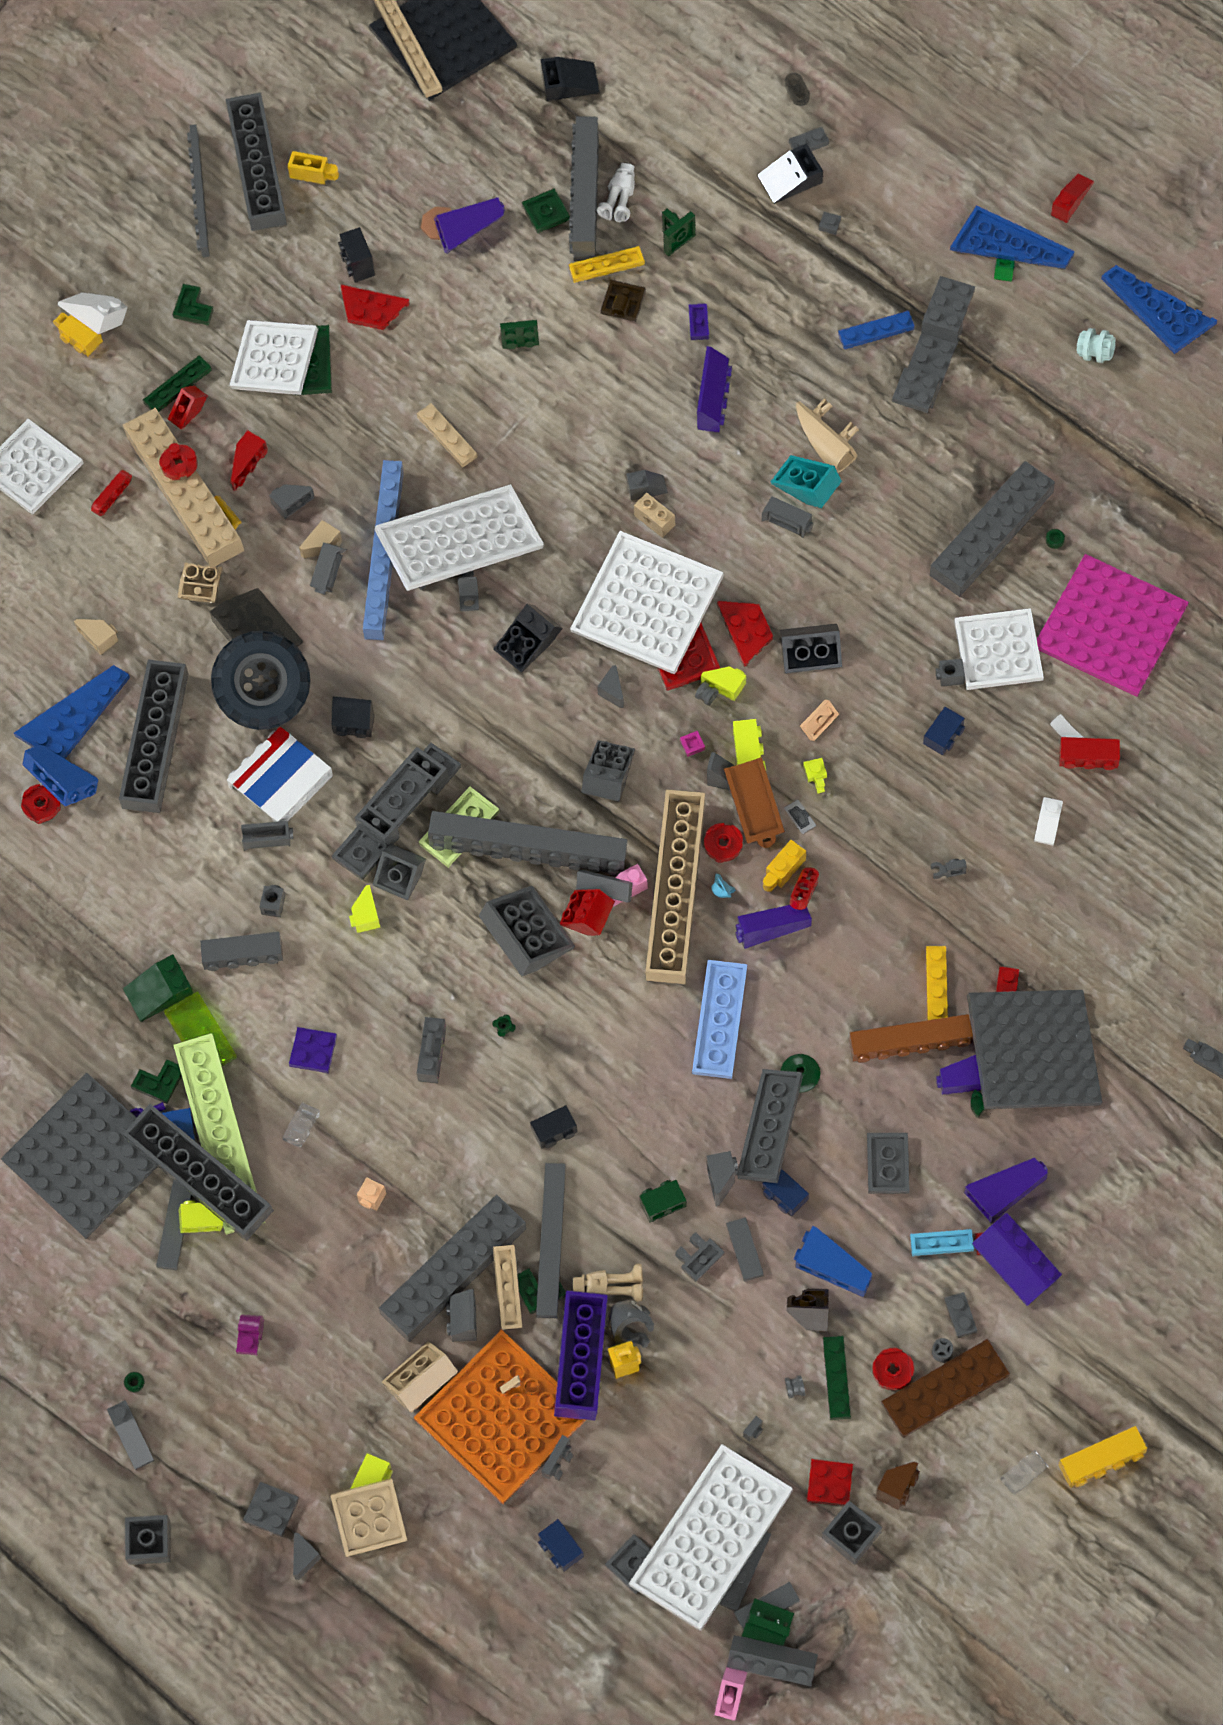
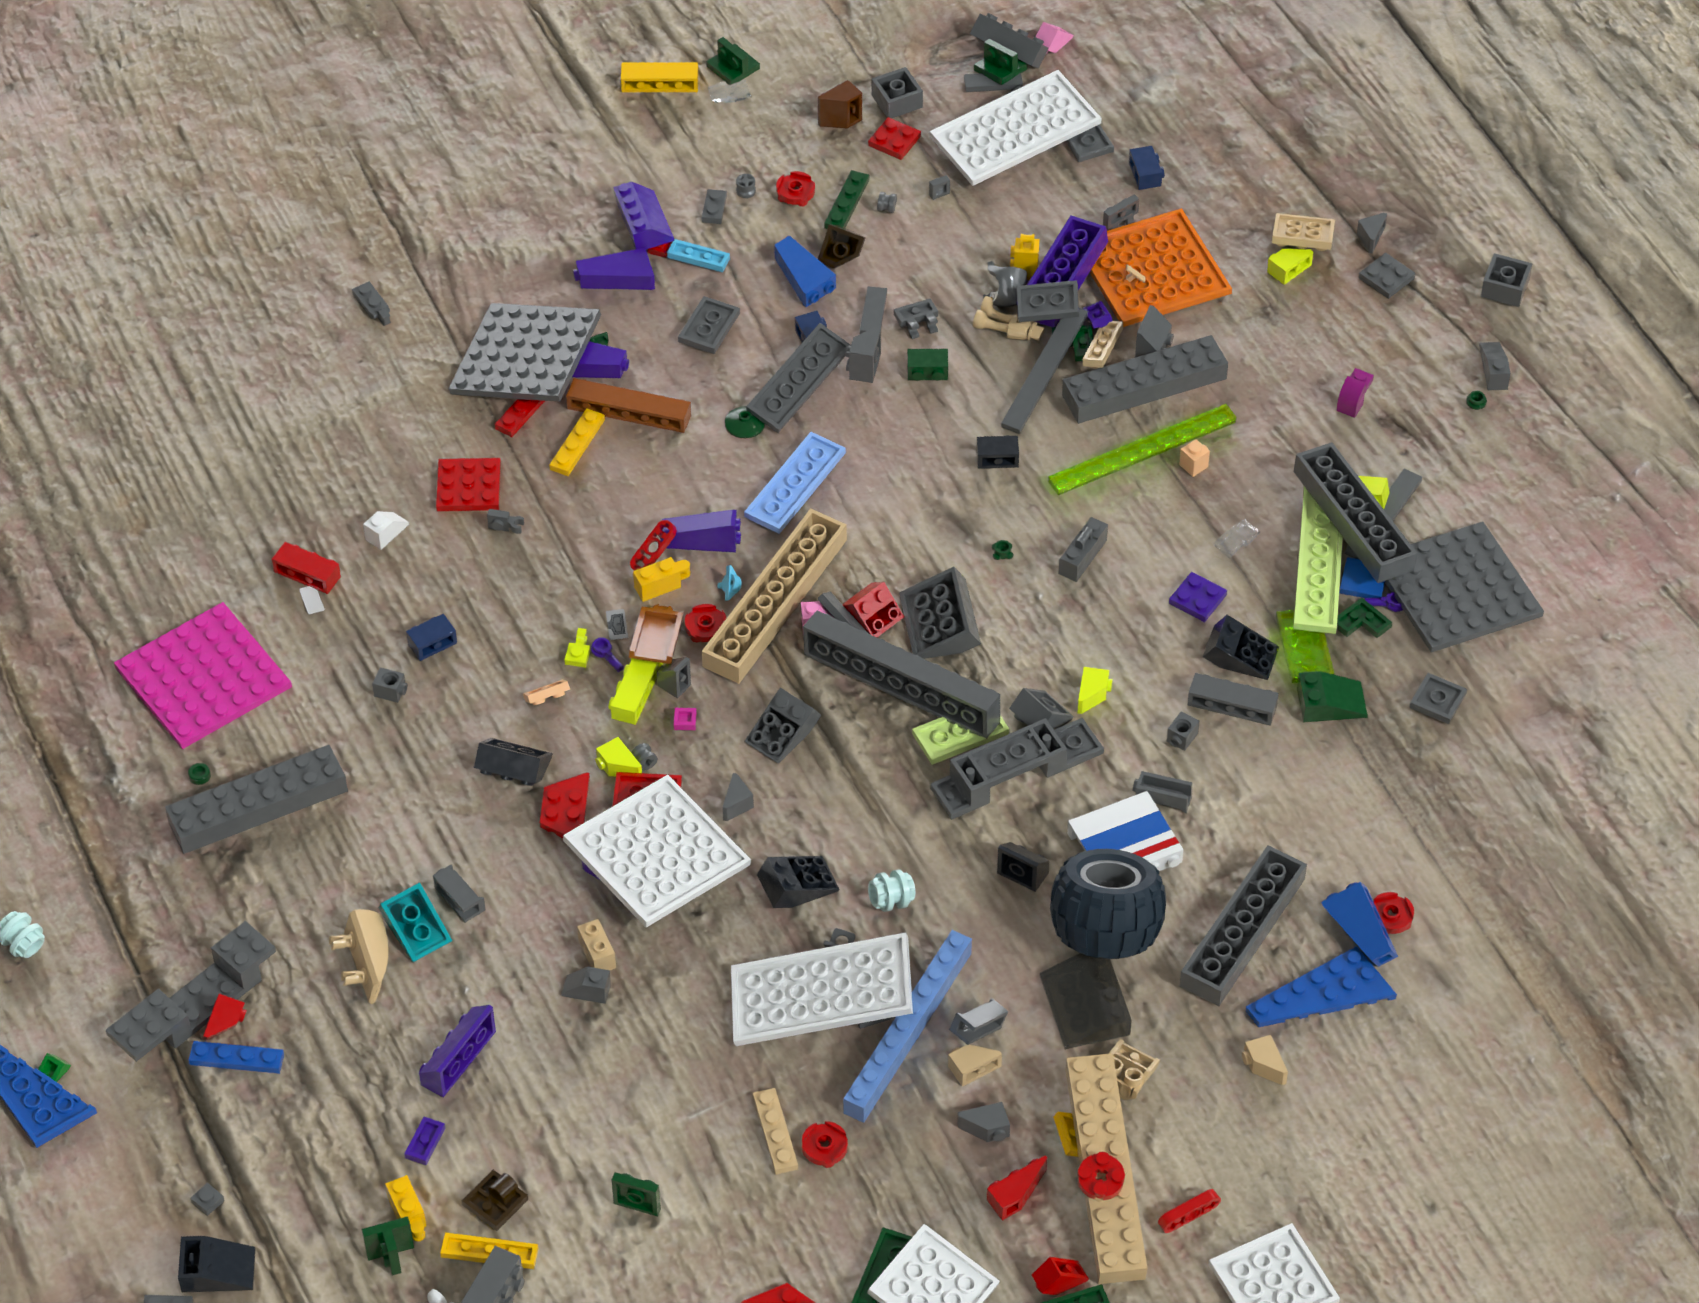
camera: 160 degrees left, 15 degrees down
(66, 1026) = (1438, 698): none -> dark grey plate
(254, 1004) = (1240, 649): none -> black slope
(404, 447) = (827, 1155): none -> red plate
(420, 1376) = (1213, 315): tan slope -> none
(423, 1189) = (1142, 449): none -> clear neon green plate
(447, 652) = (887, 890): none -> light aqua piece
(528, 1325) = (1098, 315): none -> dark purple plate
(573, 1293) = (1048, 301): none -> dark grey plate
(681, 266) = (405, 1203): none -> yellow brick
(797, 782) = (603, 649): none -> dark purple plate
(901, 346) = (224, 1016): none -> red slope
(945, 1388) = (762, 163): reddish brown plate -> none
(998, 649) = (327, 690): white plate -> none
(1005, 899) = (468, 484): none -> red plate
(1041, 1513) = (732, 62): none -> dark green bracket

